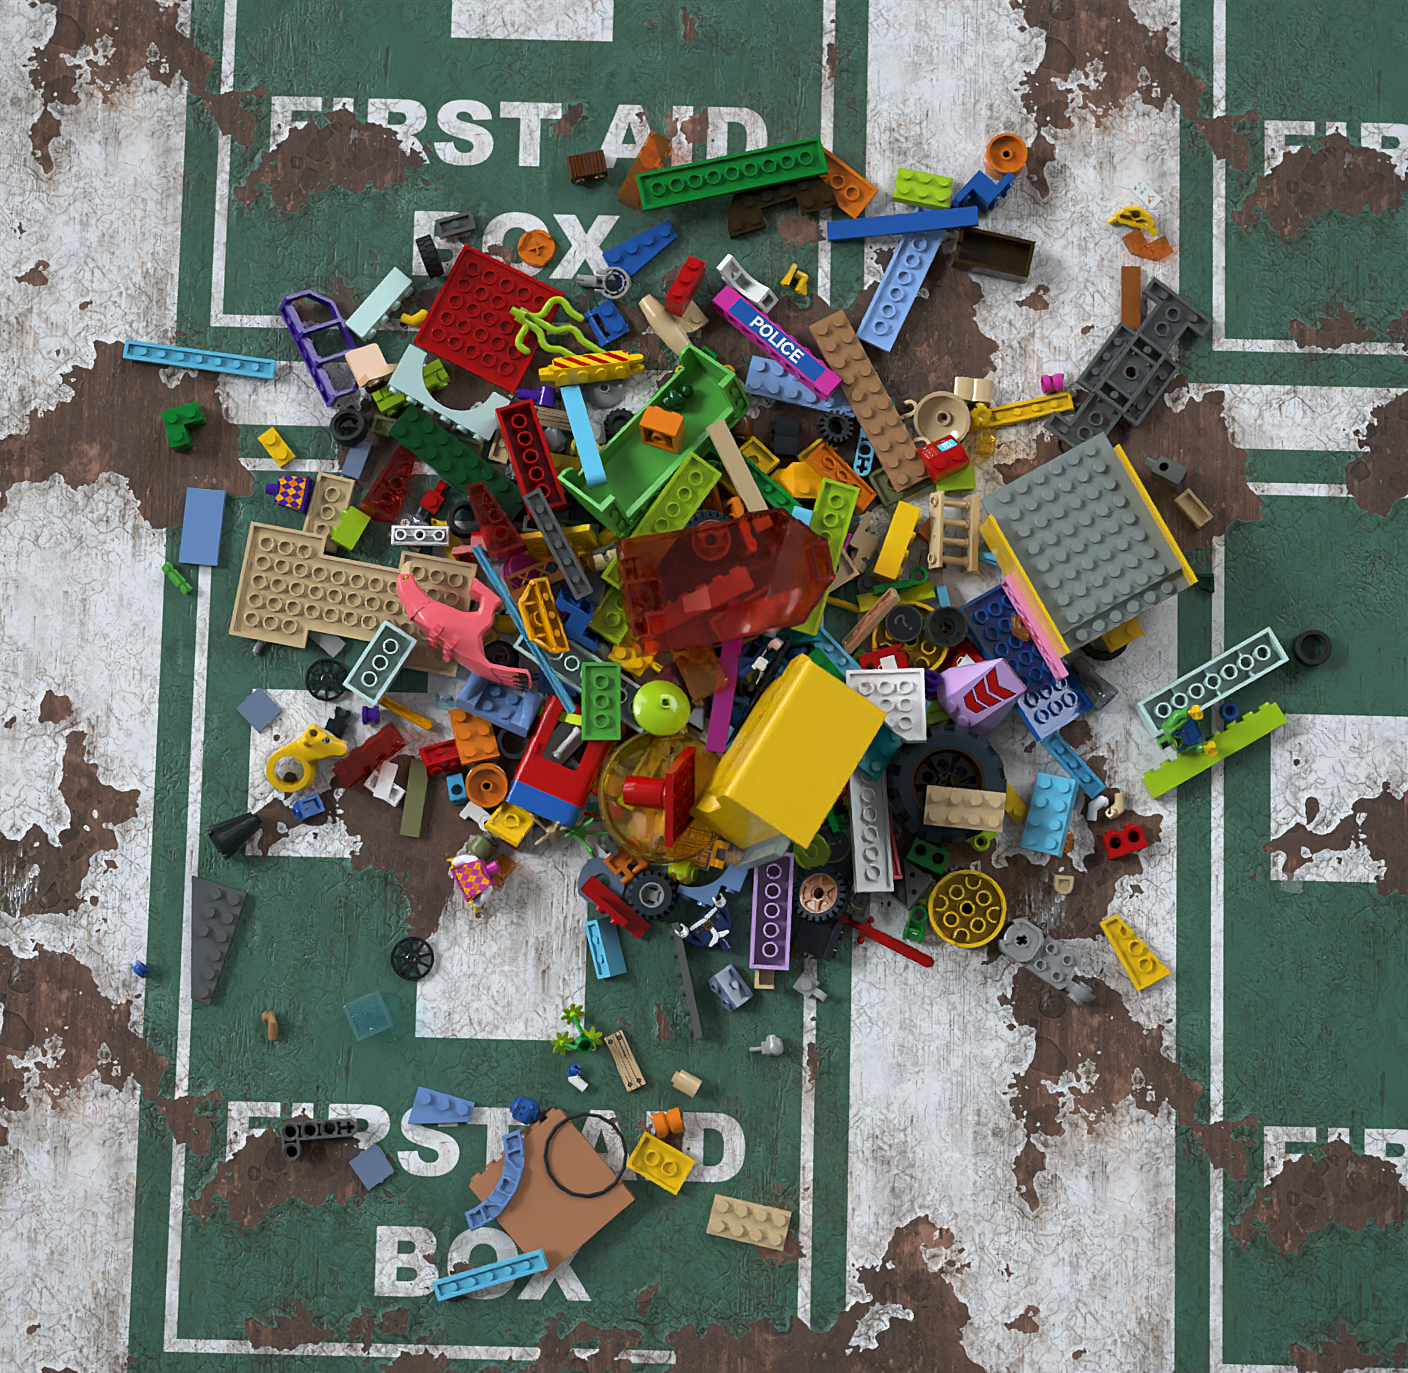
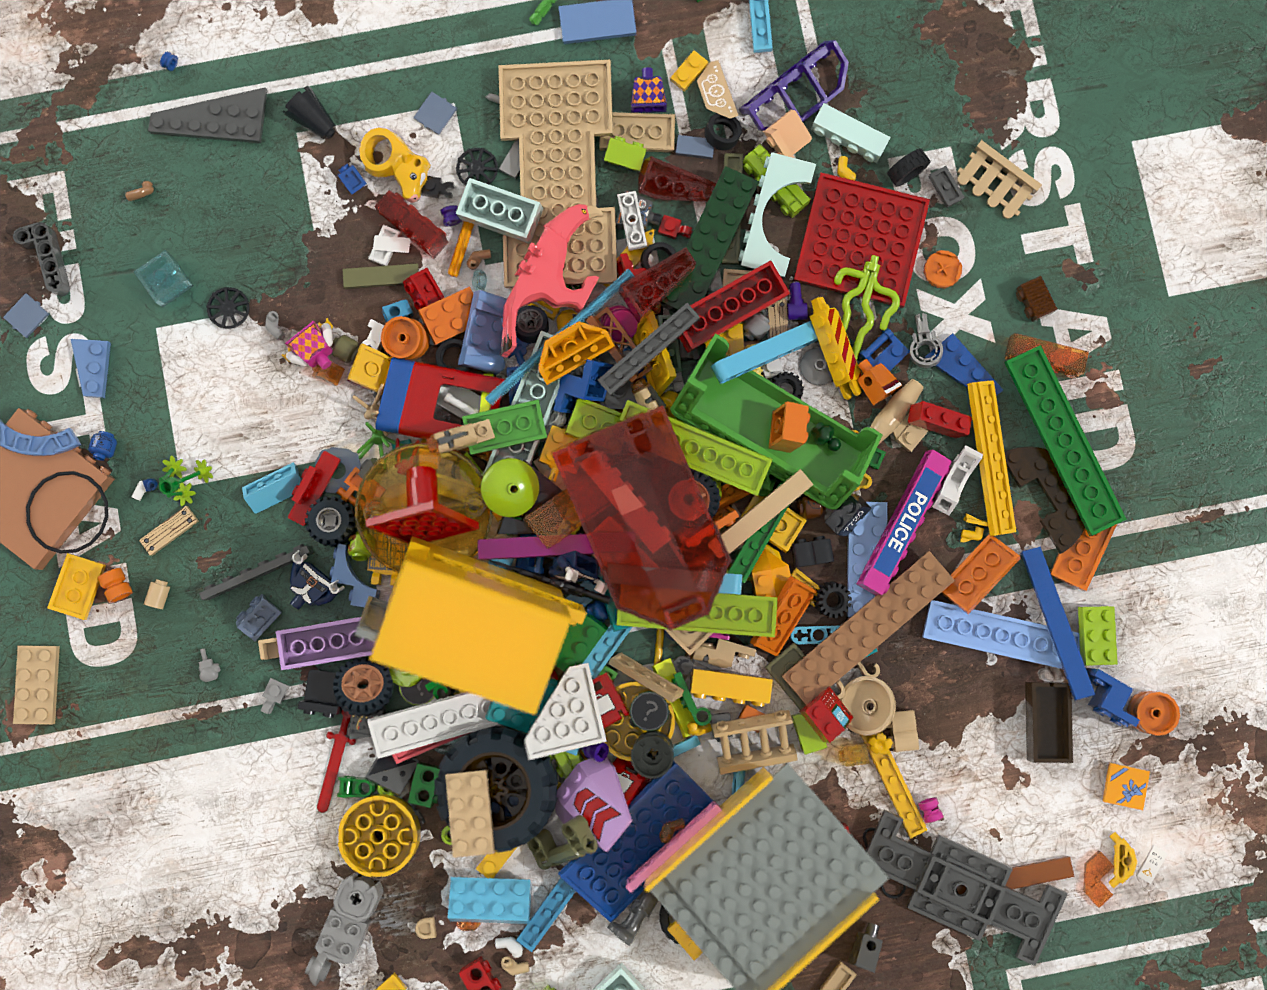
camera: 80 degrees right, 0 degrees up
(305, 425) = (716, 91): none -> tan sticker
(418, 699) = (476, 258): none -> medium nougat arm
(440, 917) = (272, 325): none -> light grey arm
(450, 176) = (999, 163): none -> tan fence
(604, 742) = (460, 437): none -> tan plate
(634, 336) = (877, 381): none -> orange torso
(738, 245) = (993, 462): none -> yellow plate
(760, 397) = (845, 518): none -> black brick
(840, 283) = (980, 573): none -> orange plate
(931, 583) = (695, 730): none -> yellow arm
(1005, 713) = (577, 835): none -> olive piece
(1067, 198) = (1126, 786): none -> light orange tile

